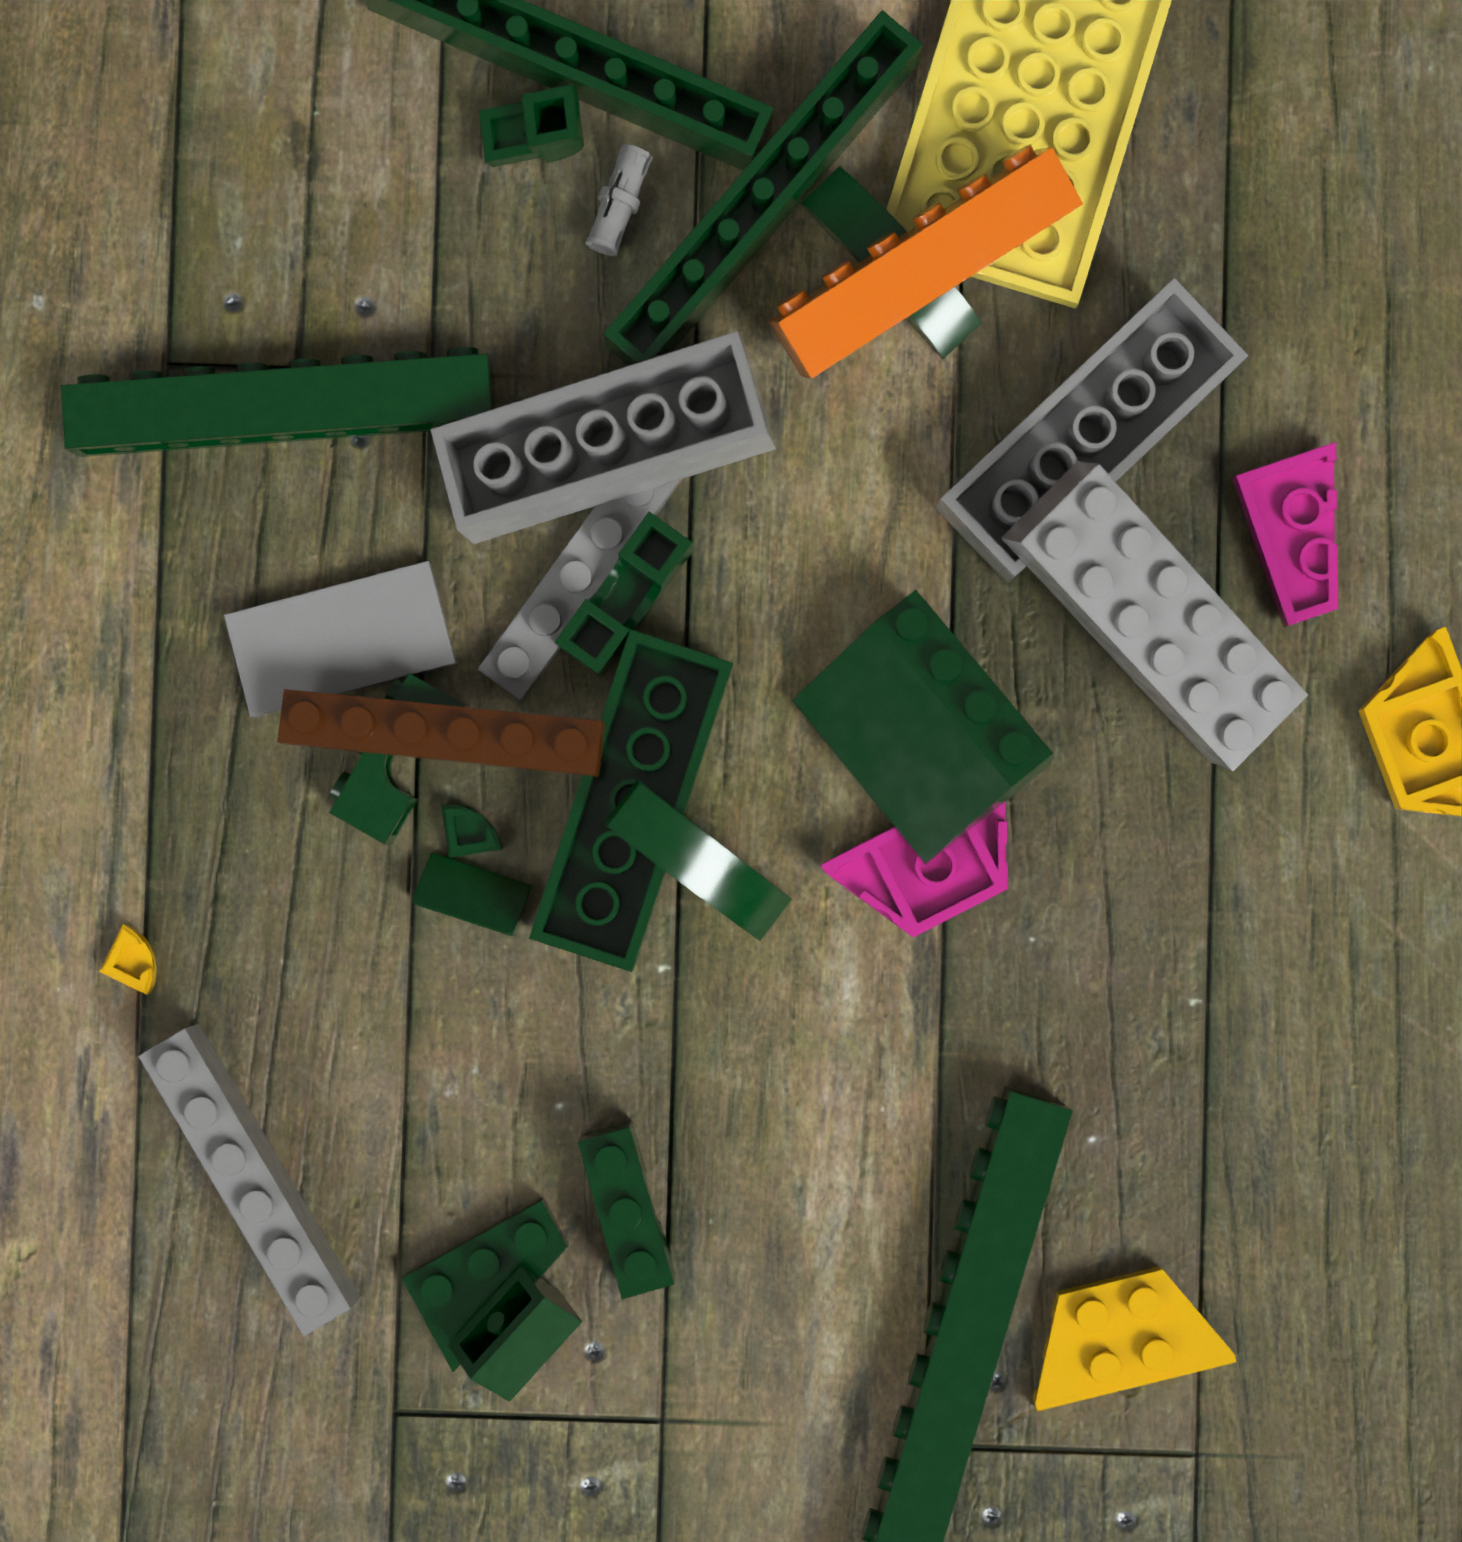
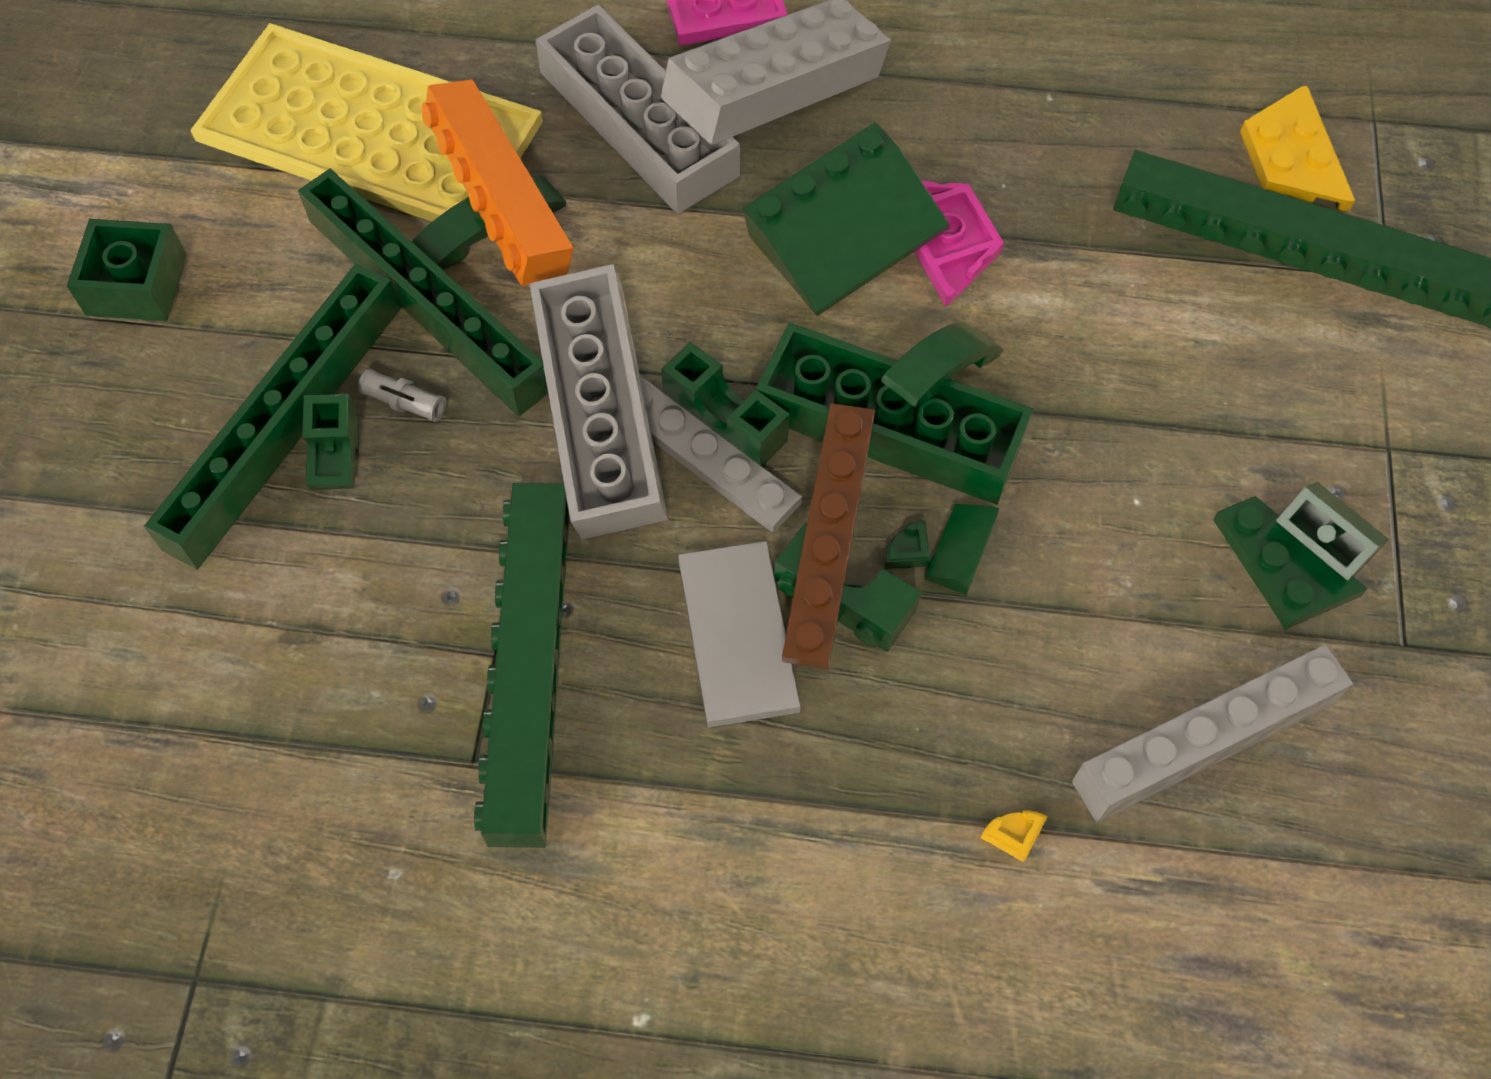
camera: 85 degrees left, 25 degrees down
(626, 1209) = (1254, 437): dark green arch -> none

